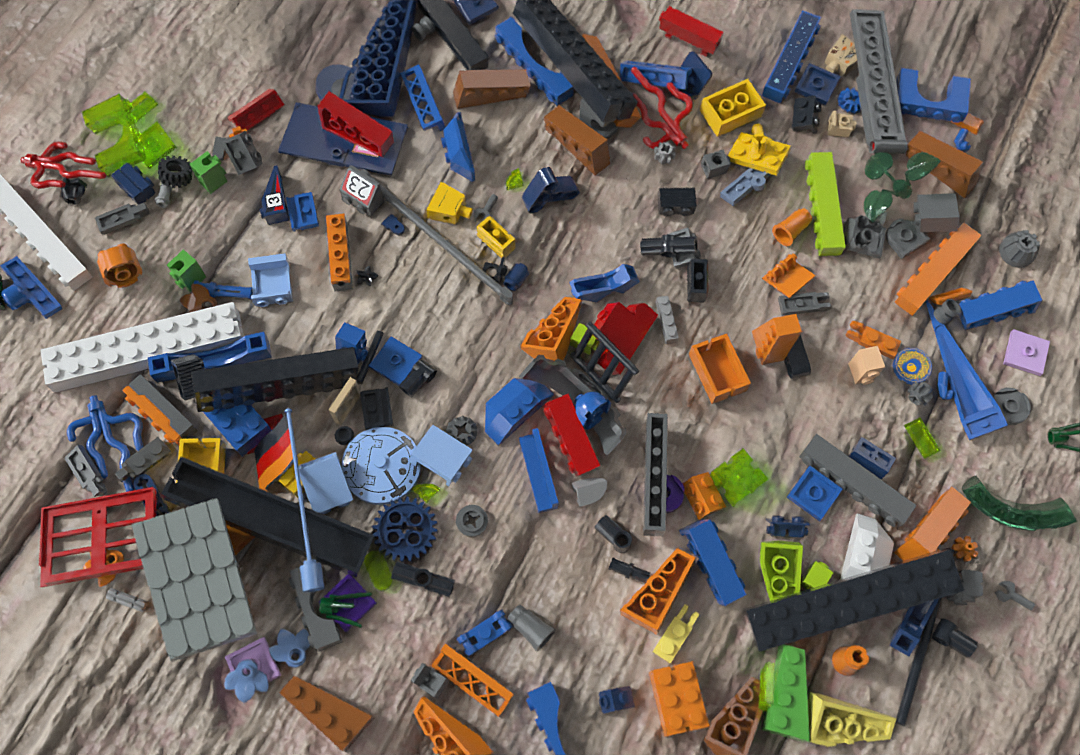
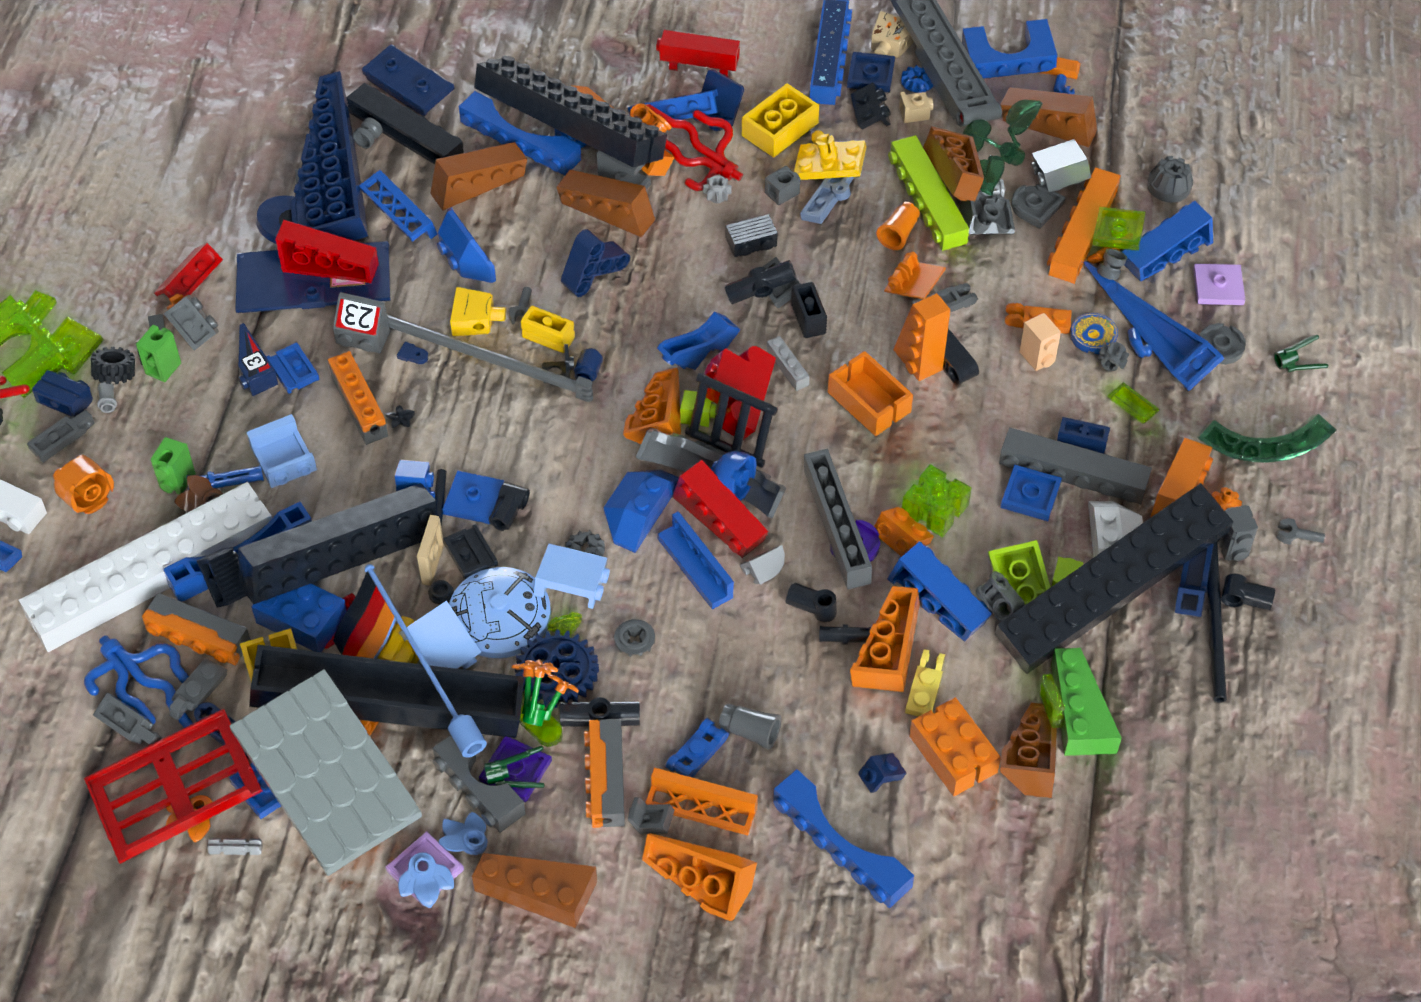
camera: 15 degrees left, 15 degrees down
(380, 542) = (532, 710): none -> plant
(410, 632) = (605, 773): none -> piece
(514, 180) = (545, 266): clear neon green tile -> none
(631, 83) = (650, 117): none -> orange piece
(758, 584) = (997, 594): none -> dark grey piece
(795, 525) = (1003, 536): dark blue hinge -> none
(841, 722) = (1155, 713): light yellow wedge -> none
(844, 662) = (1137, 647): orange plant -> none
(855, 186) = (955, 161): none -> dark orange wedge
(963, 284) = (1119, 228): none -> clear neon green plate

